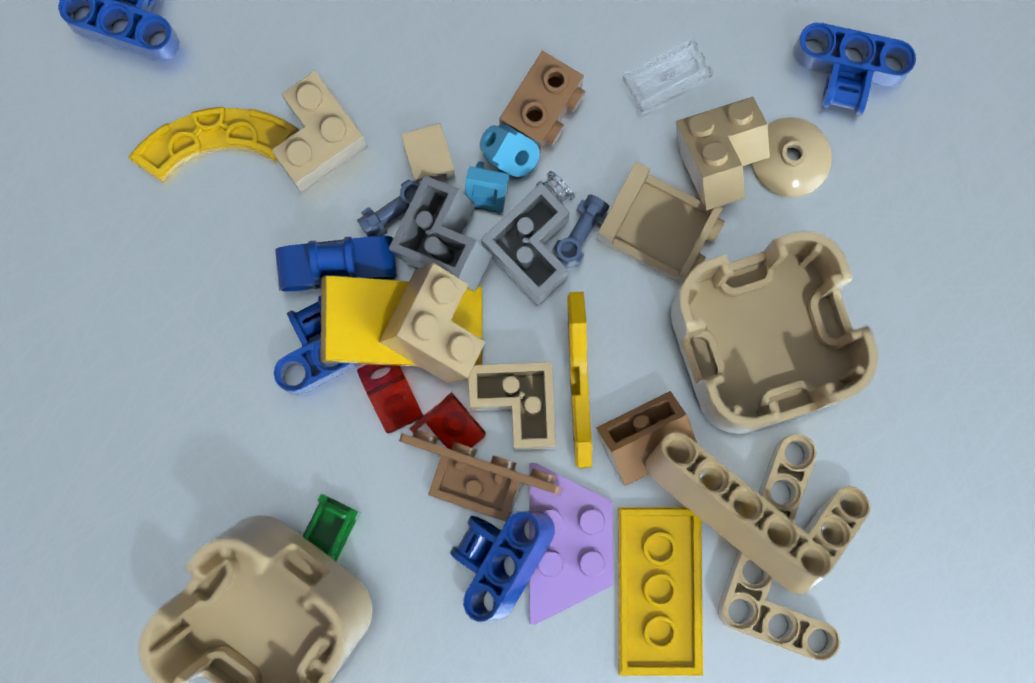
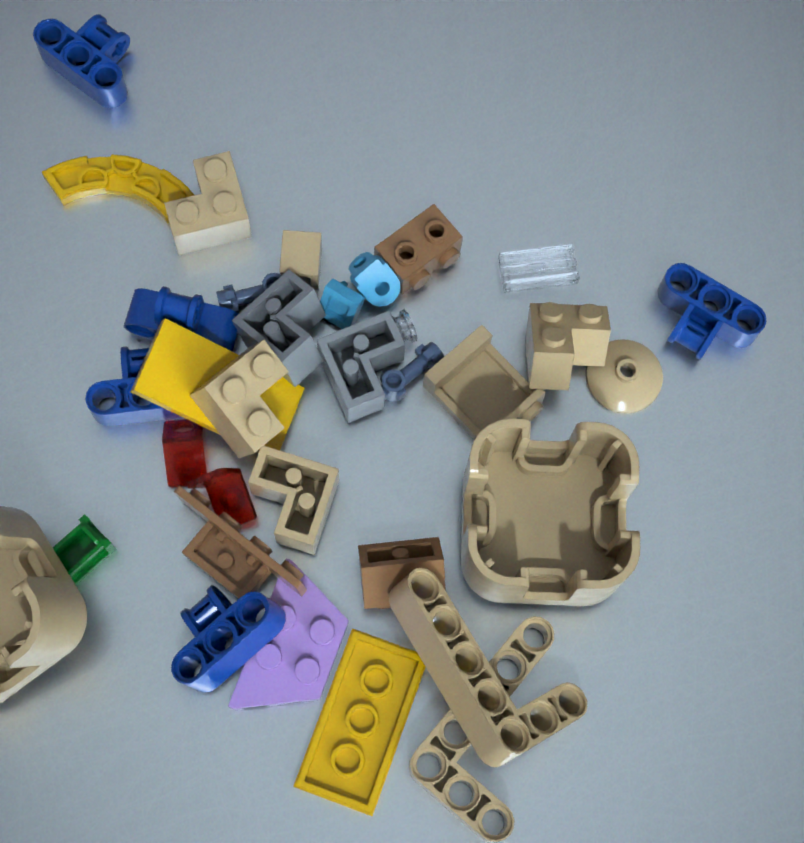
camera: 15 degrees right, 10 degrees down
(579, 379) = (355, 512): yellow tile -> none

